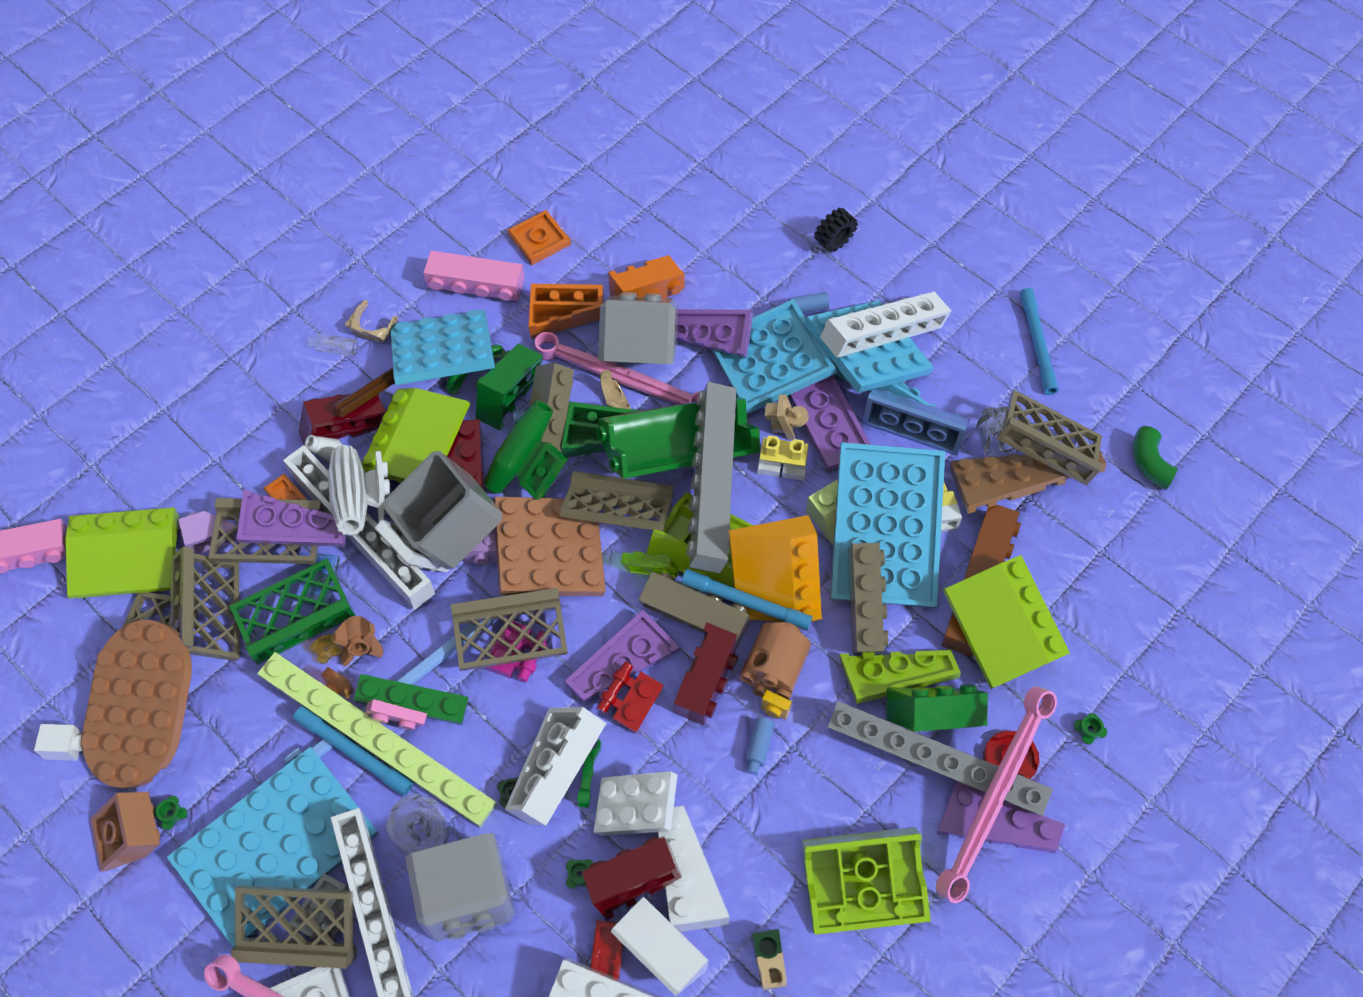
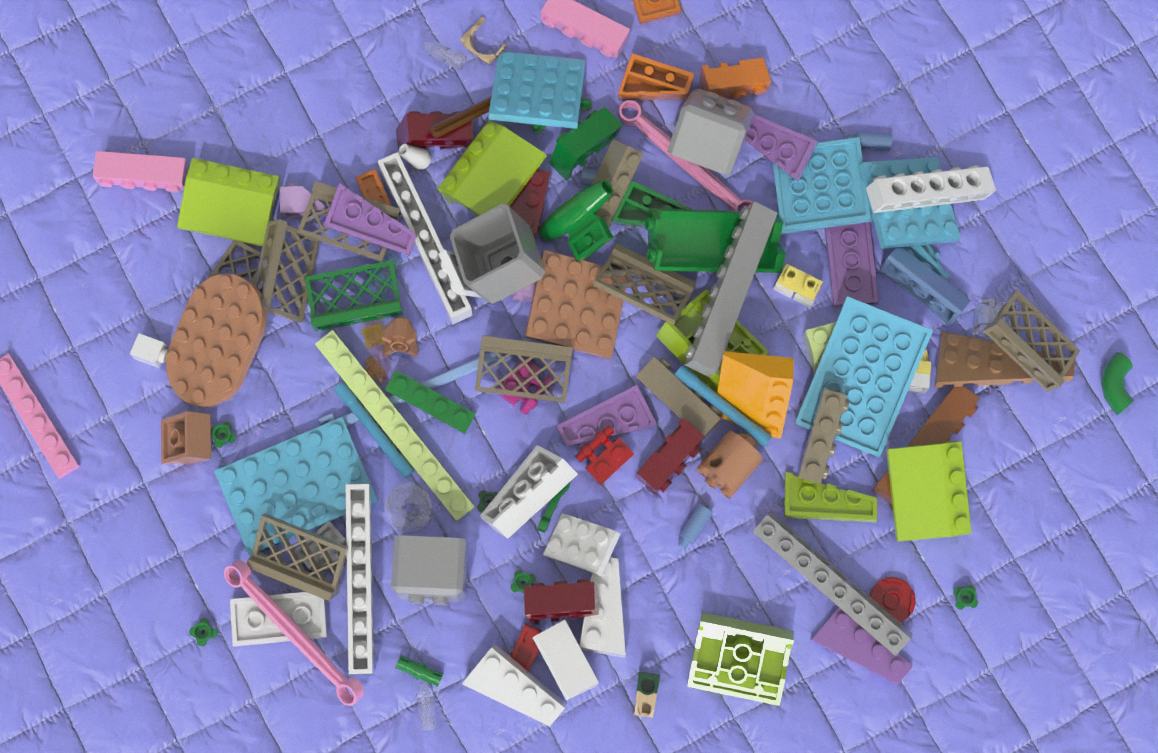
camera: 15 degrees right, 15 degrees up
(354, 489) = (430, 210): white plate -> none
(406, 717) = (406, 408): bright pink plate -> none
(612, 391) = (673, 181): tan helmet -> none
(644, 564) = (649, 344): clear neon green plate -> none
(775, 705) = (718, 499): yellow plate -> none
(785, 417) = (813, 248): tan hips -> none
(836, 229) = (923, 76): black tyre -> none
(937, 707) = (846, 543): green wedge -> none
(996, 794) = (865, 628): bright pink piece -> none
(1047, 374) = (1059, 273): dark azure piece -> none

